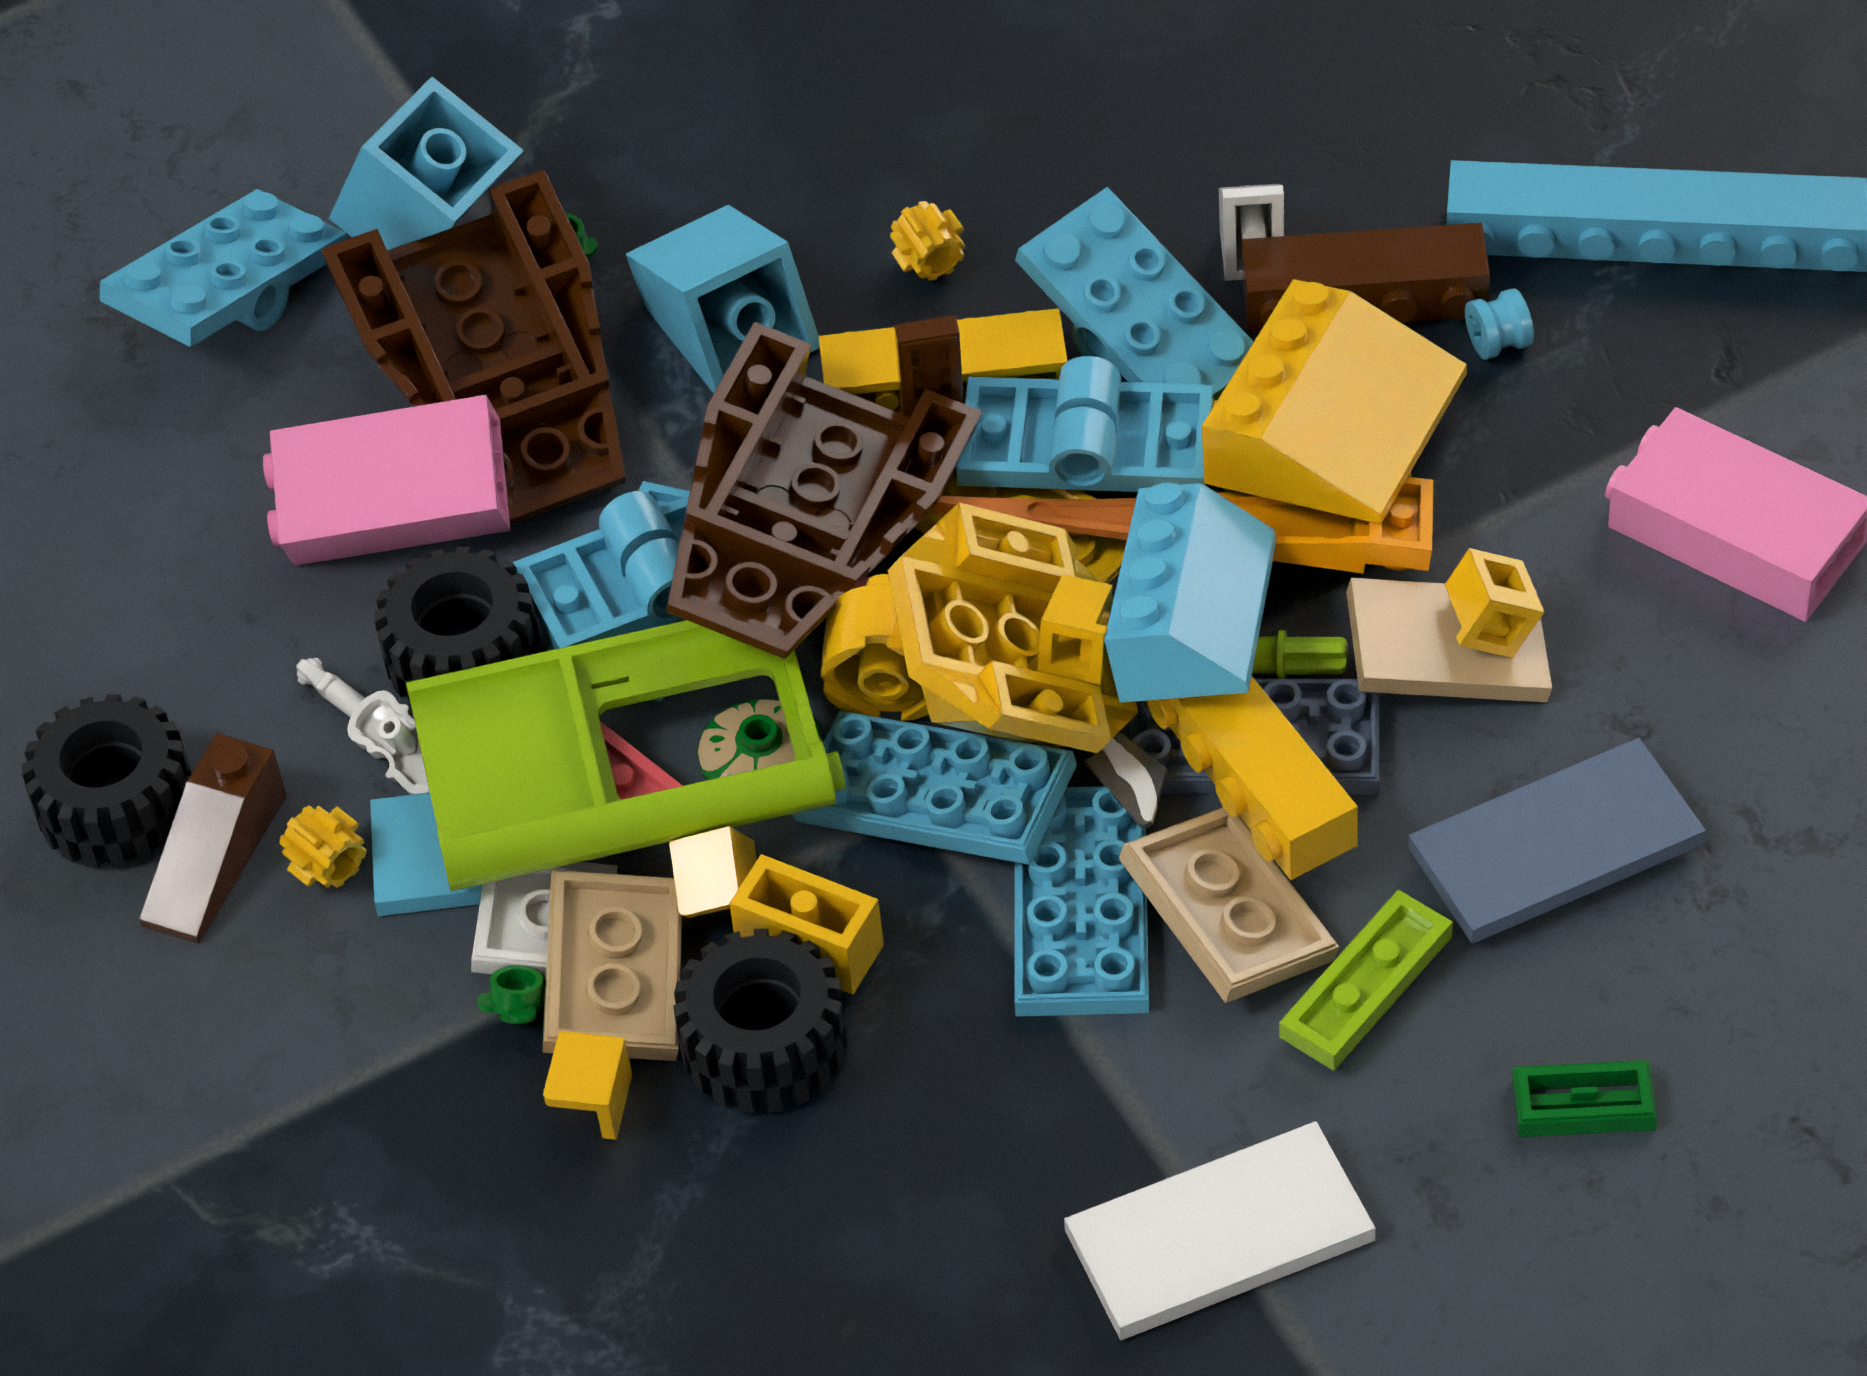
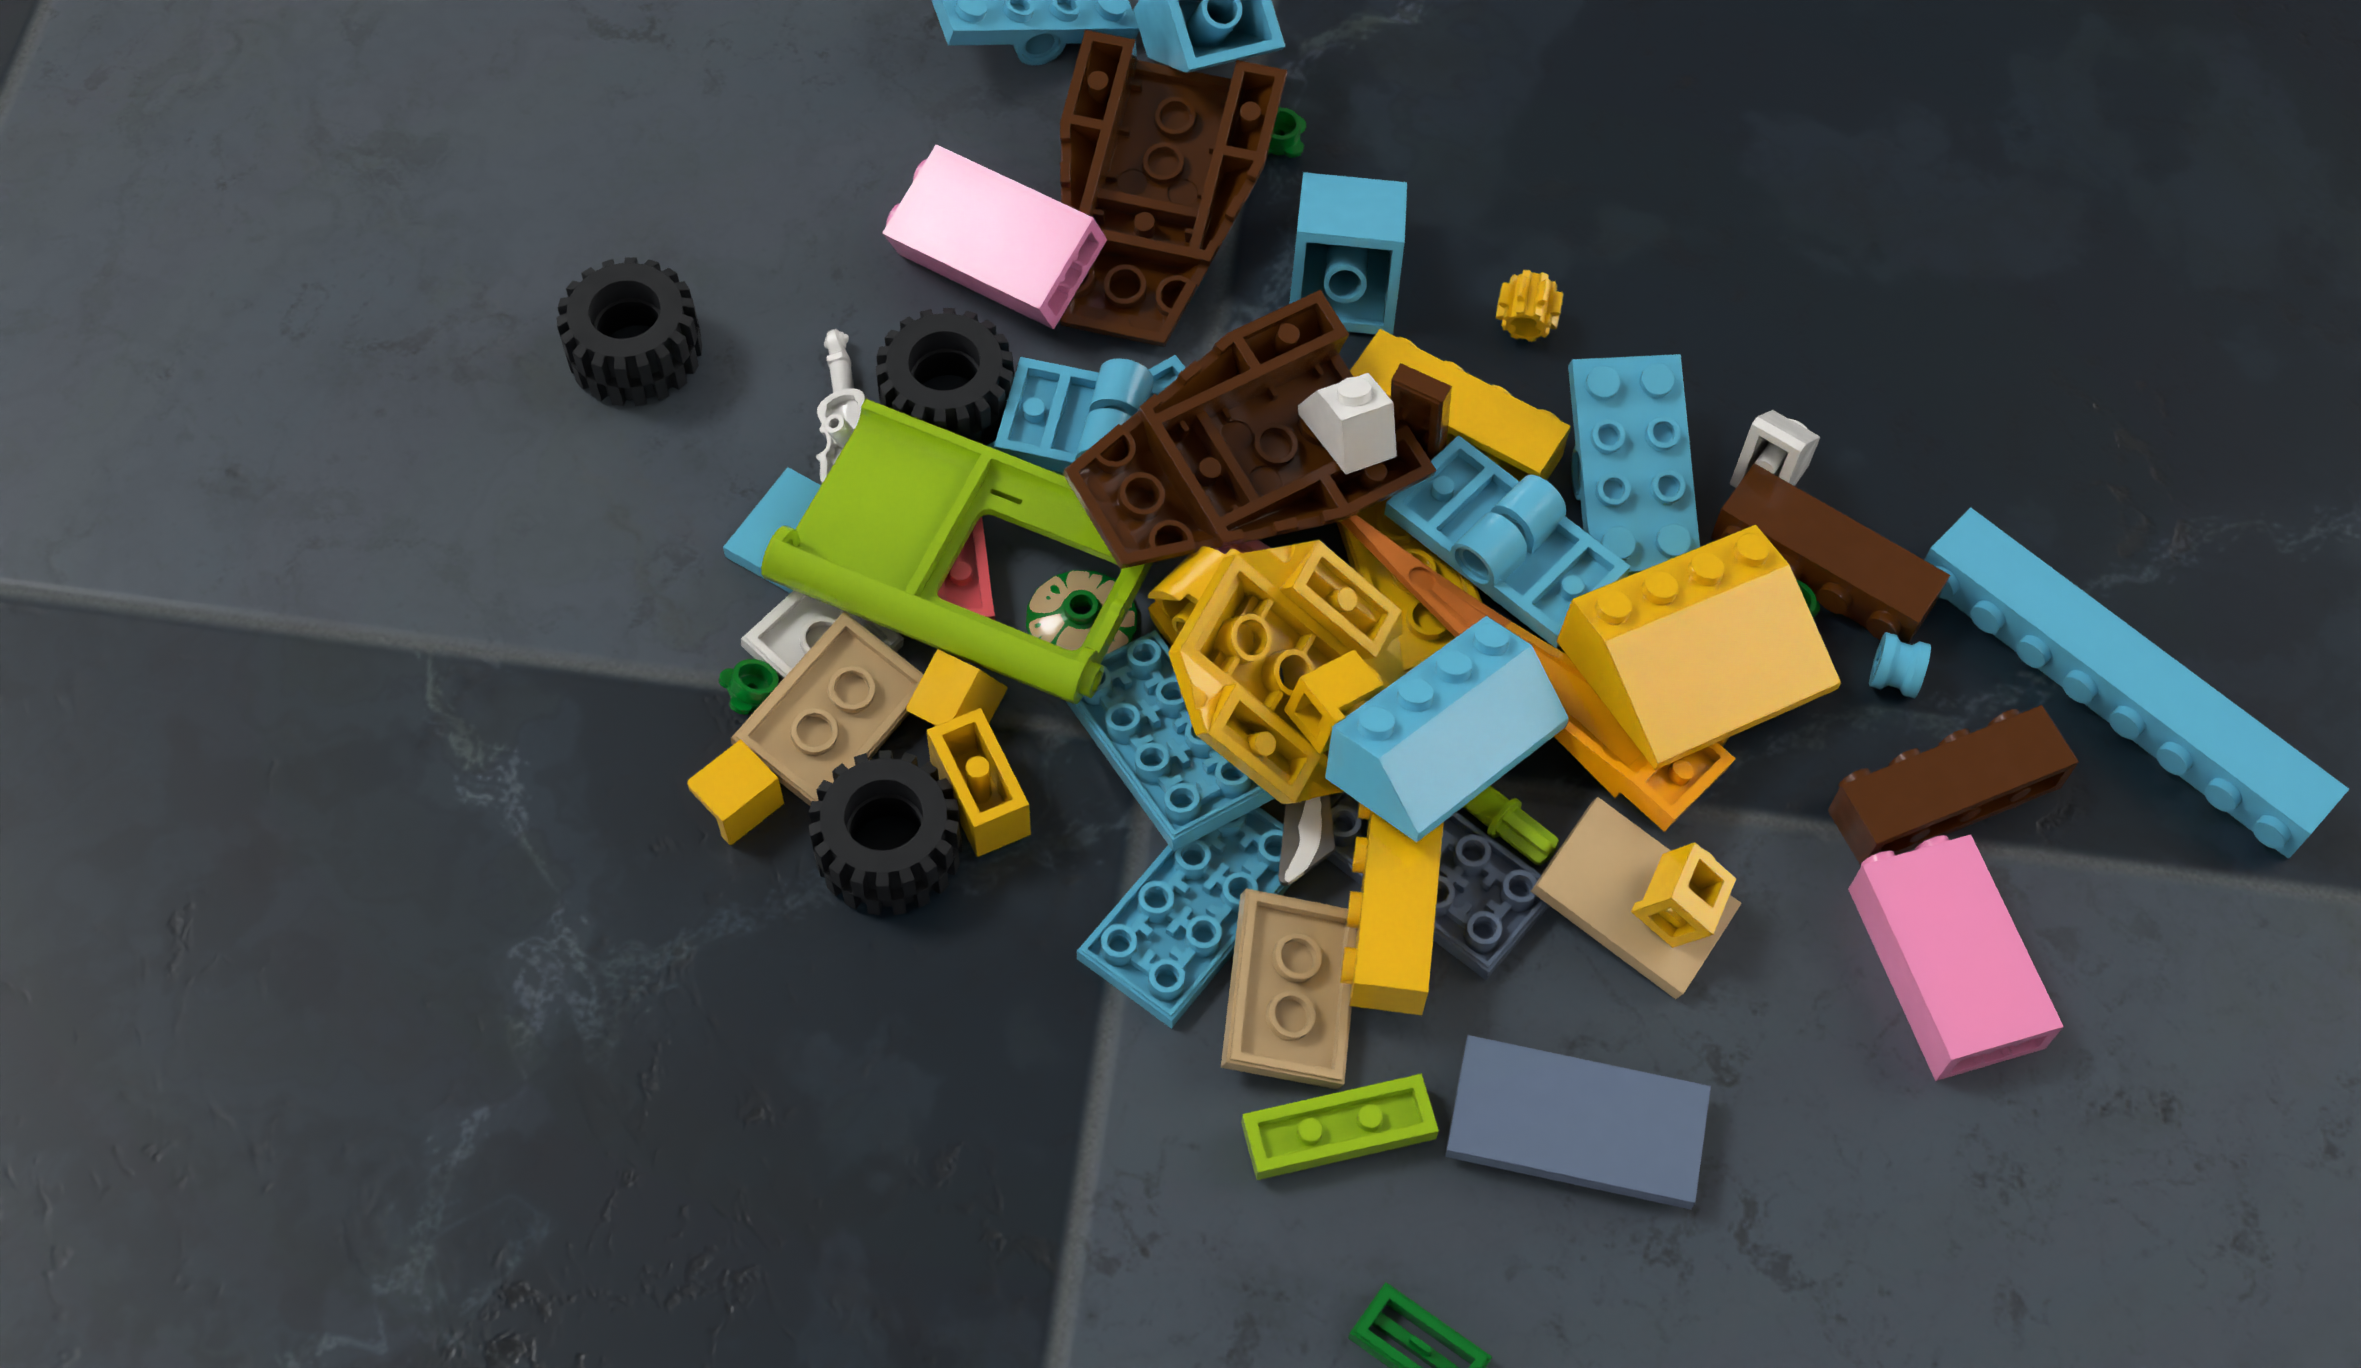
camera: 30 degrees right, 10 degrees up
(213, 836) = (664, 419): slope -> none
(323, 846) = (722, 480): yellow gear -> none
(881, 409) = (1352, 422): none -> white slope
(1219, 1230) = (1065, 1243): white tile -> none
(1622, 386) = (1952, 784): none -> reddish brown brick

